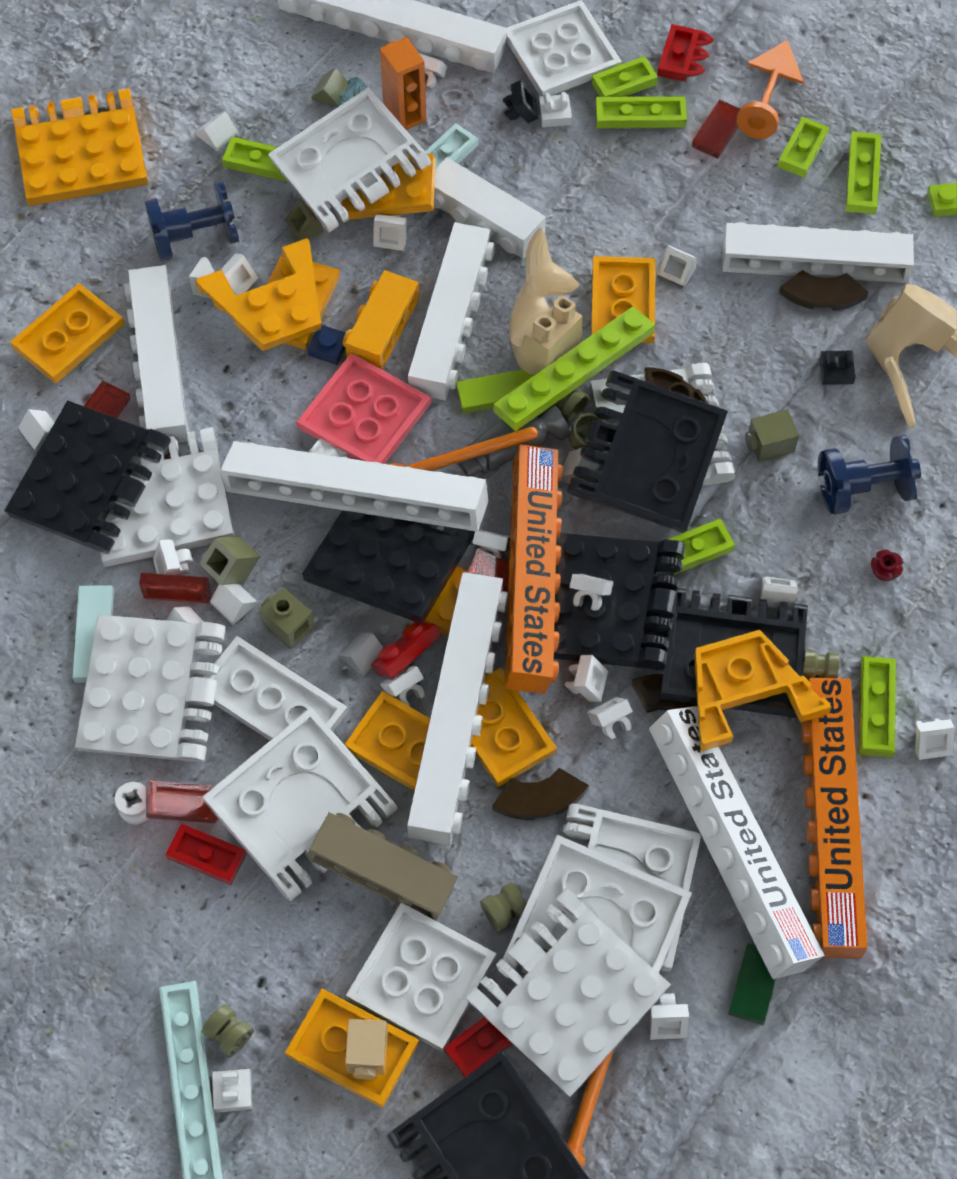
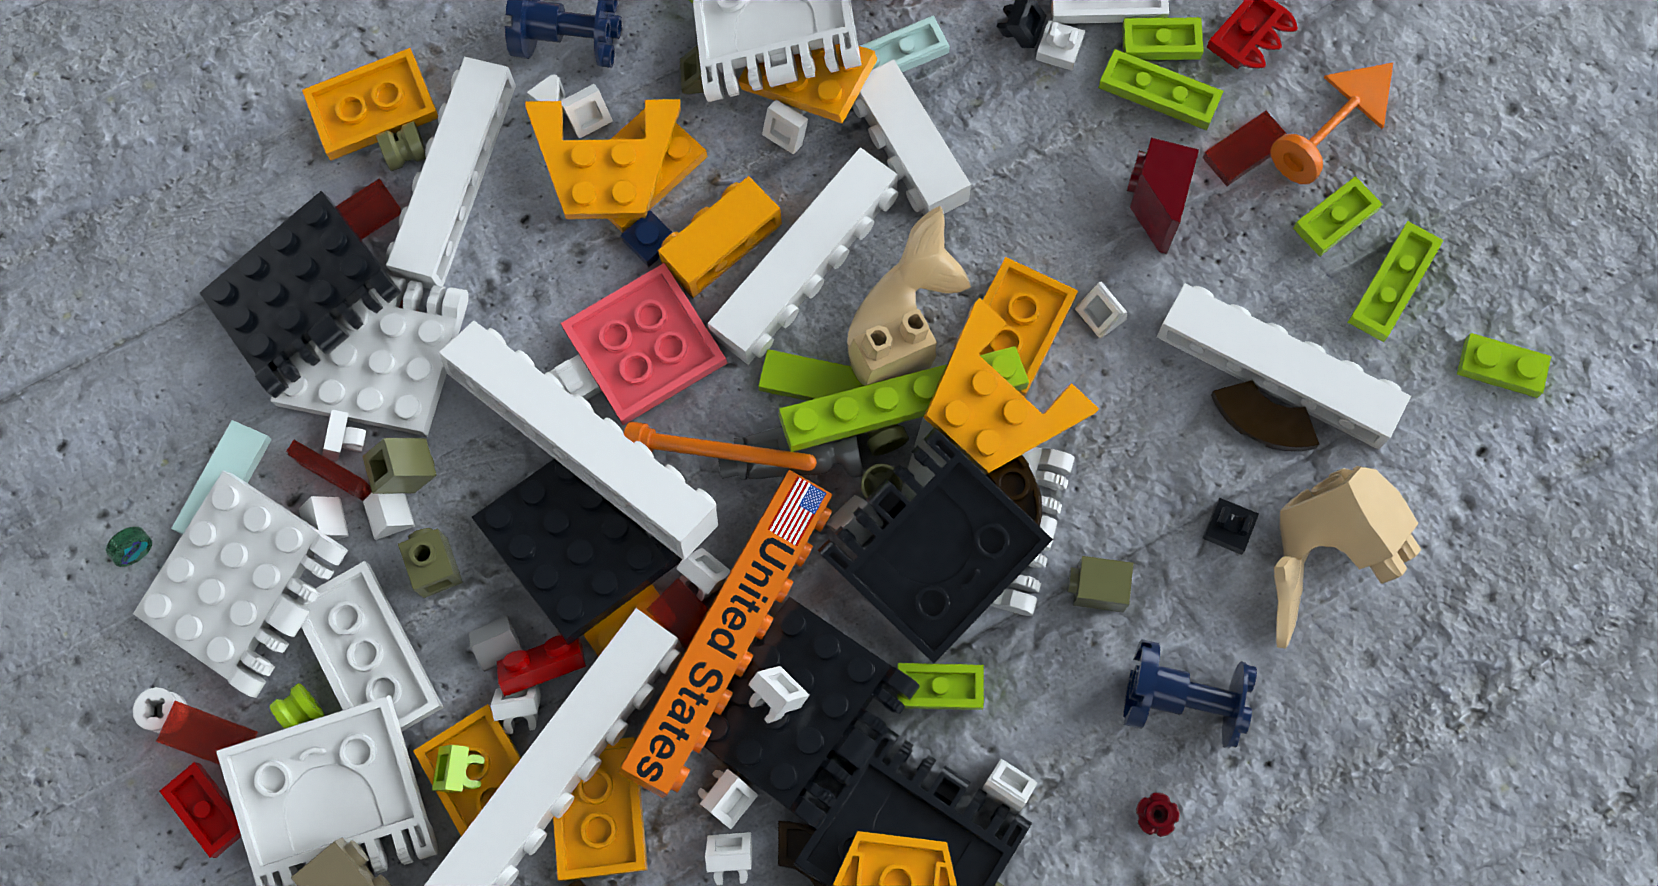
camera: 30 degrees right, 10 degrees up
(36, 427) = (284, 202): white slope -> none
(46, 702) = (128, 546): none -> clear green tile
(110, 350) = (402, 146): none -> olive wheel
(238, 753) = (296, 707): none -> lime wheel
(384, 737) = (451, 769): none -> lime tile
(637, 348) = (984, 411): none -> light orange wing
(679, 171) = (1161, 189): none -> dark red slope

